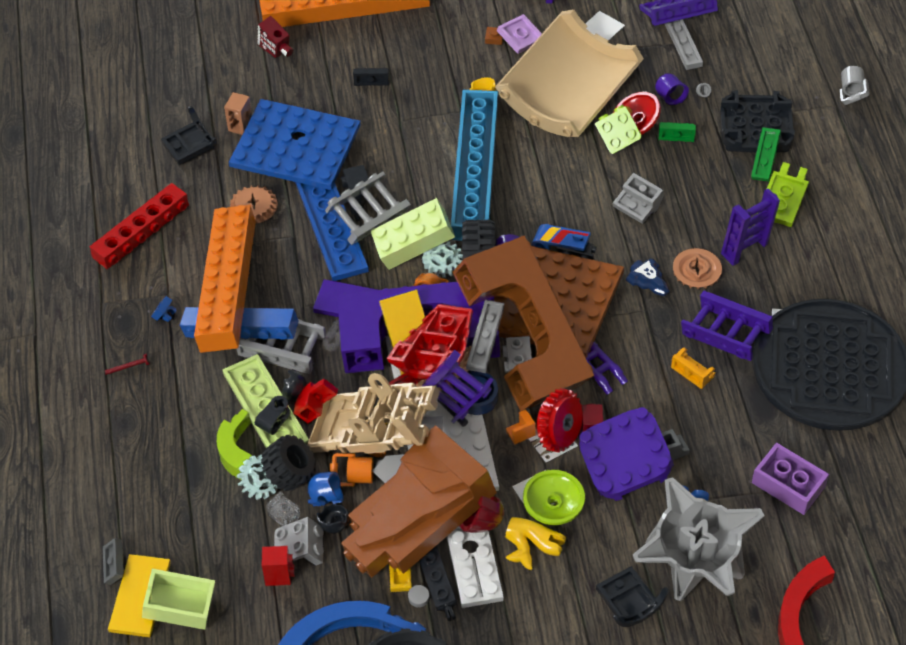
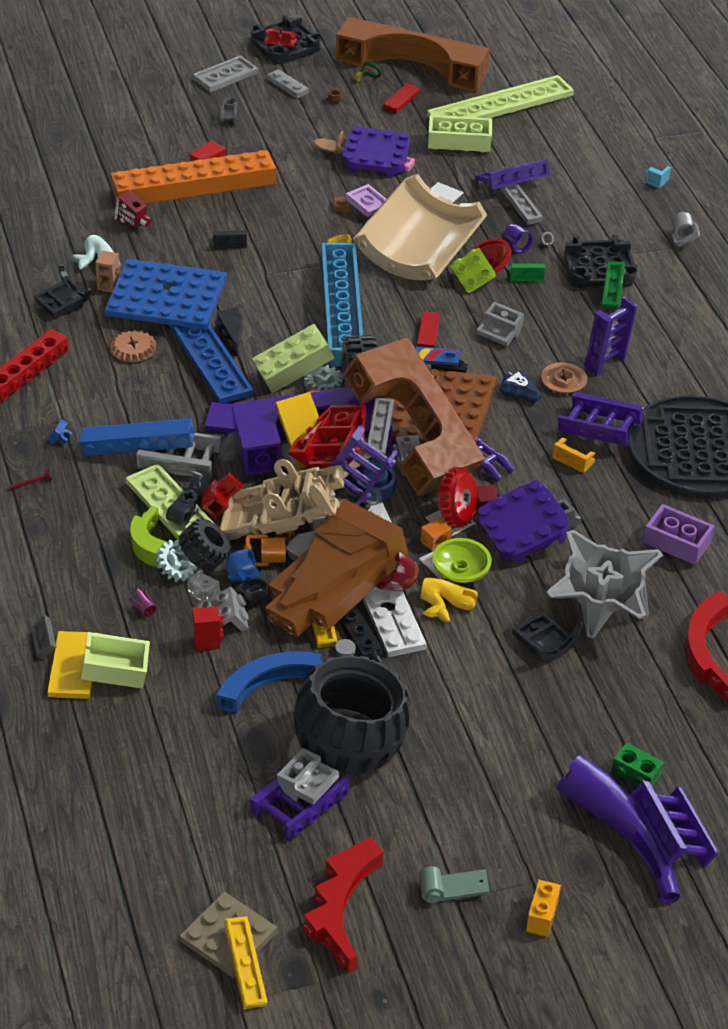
camera: 10 degrees left, 10 degrees down
(222, 530) = (147, 608): none -> flat silver piece
(225, 279) = (119, 400): orange brick -> none
(231, 79) = (93, 245): none -> light aqua piece
(358, 233) = (244, 359): light grey fence -> none
(523, 430) = (424, 511): orange panel -> none
(532, 461) = (435, 534): none -> orange brick
(562, 200) = (428, 329): none -> red tile
(790, 193) = (643, 318): lime tile -> none
(834, 16) = (656, 177): none -> medium azure panel

